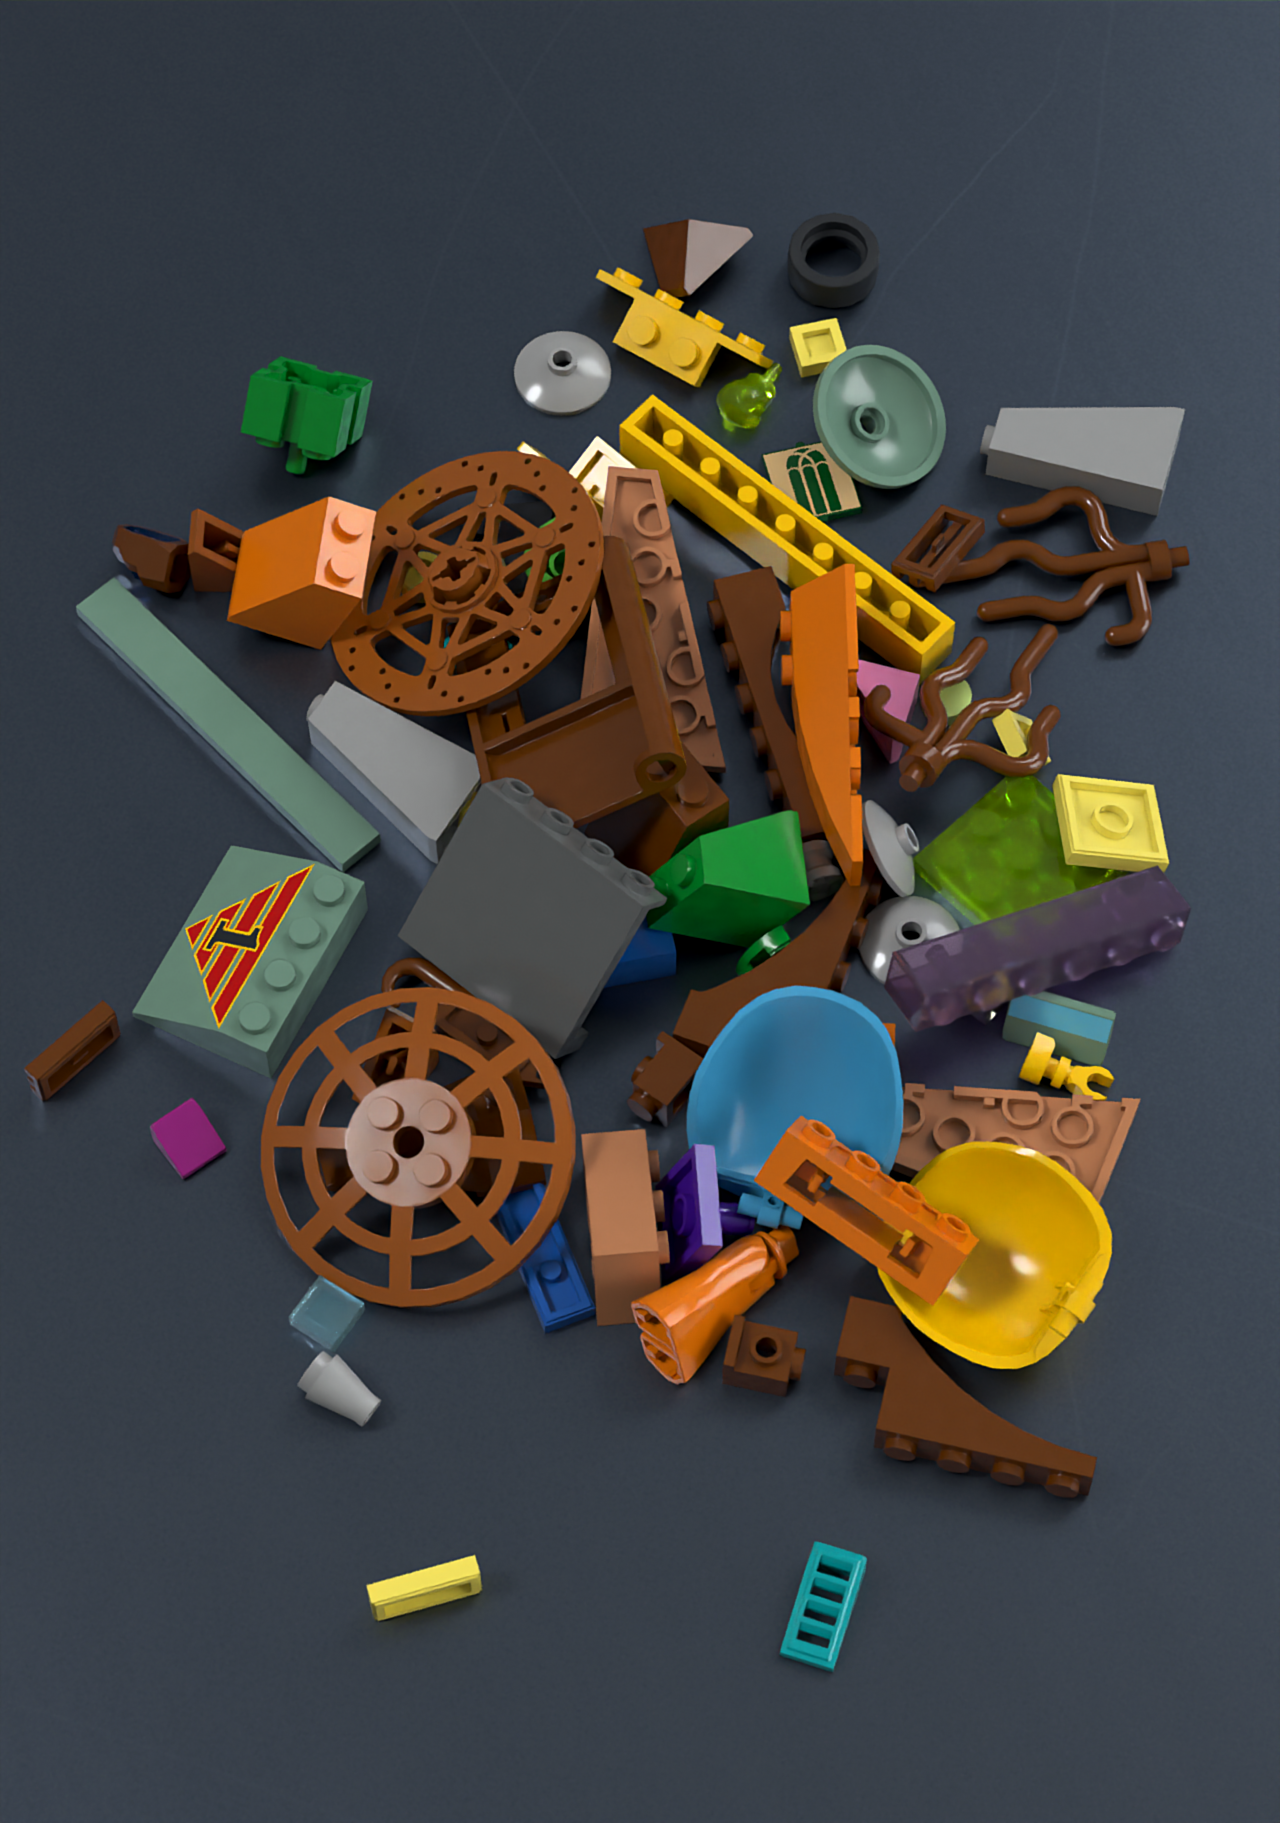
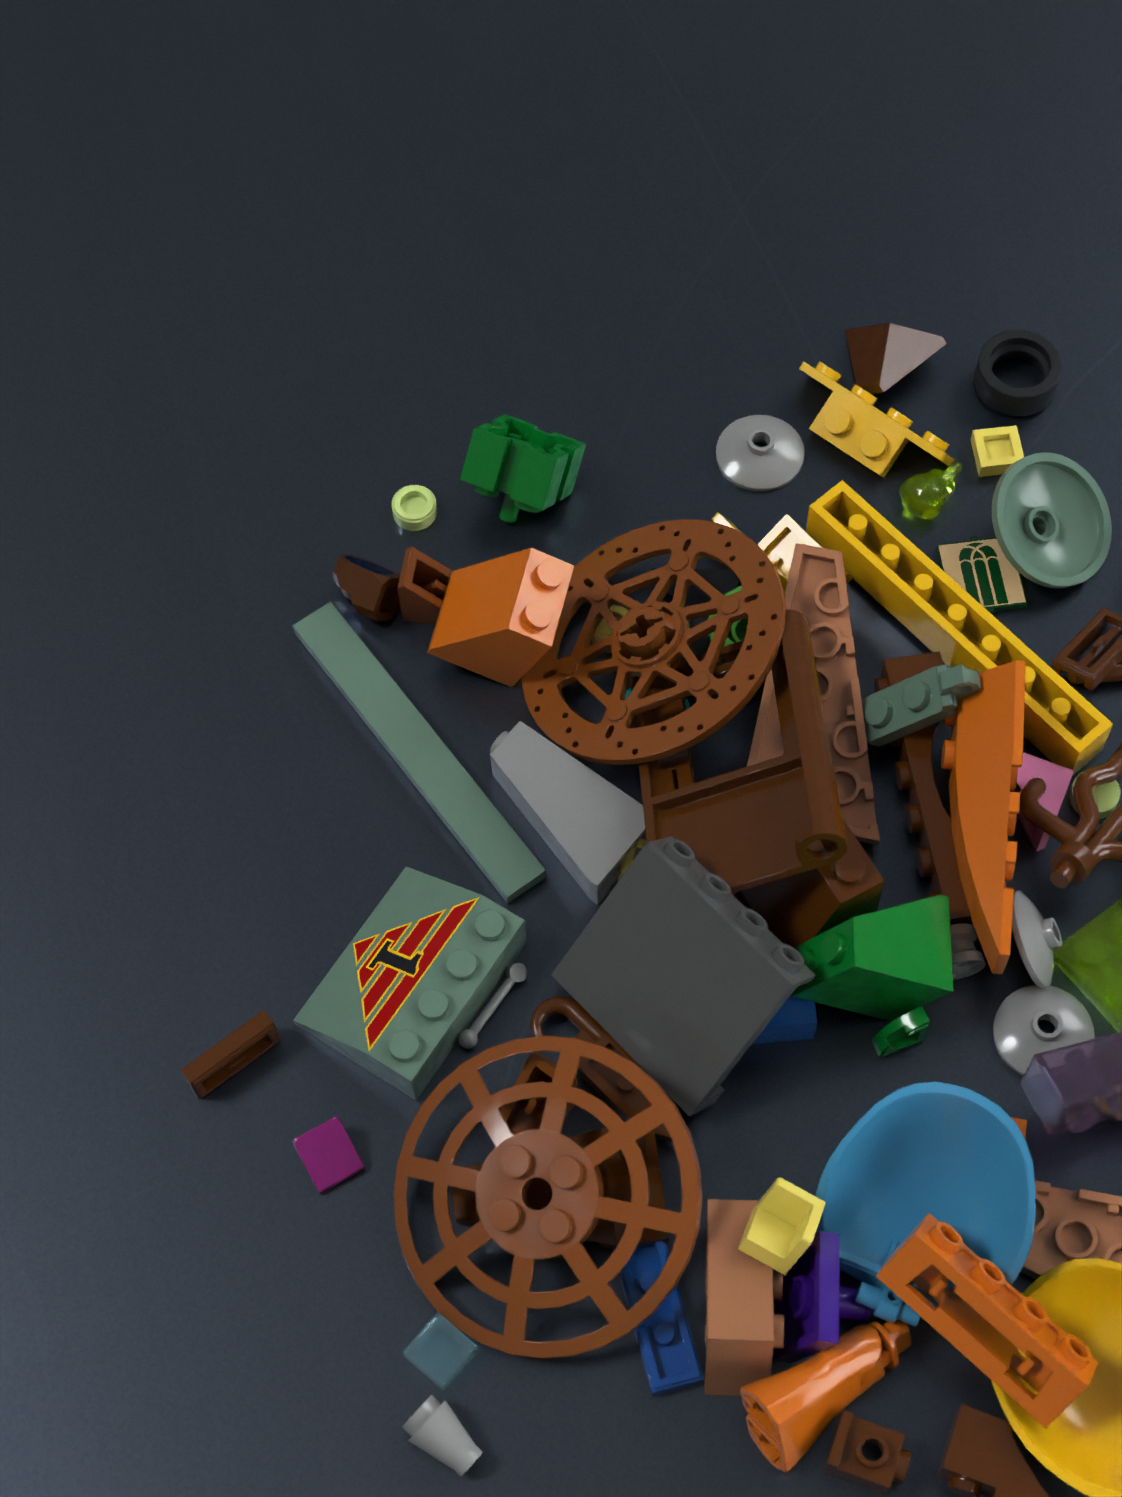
camera: 10 degrees right, 0 degrees up
(191, 467) = (414, 507): none -> yellowish green tile
(359, 941) = (515, 974): none -> light grey hinge
(656, 1144) = (782, 1225): none -> light yellow panel
(664, 1081) = (795, 1149): reddish brown brick -> none
(749, 620) = (916, 702): none -> sand green hinge
(809, 960) = (935, 1054): reddish brown arch -> none

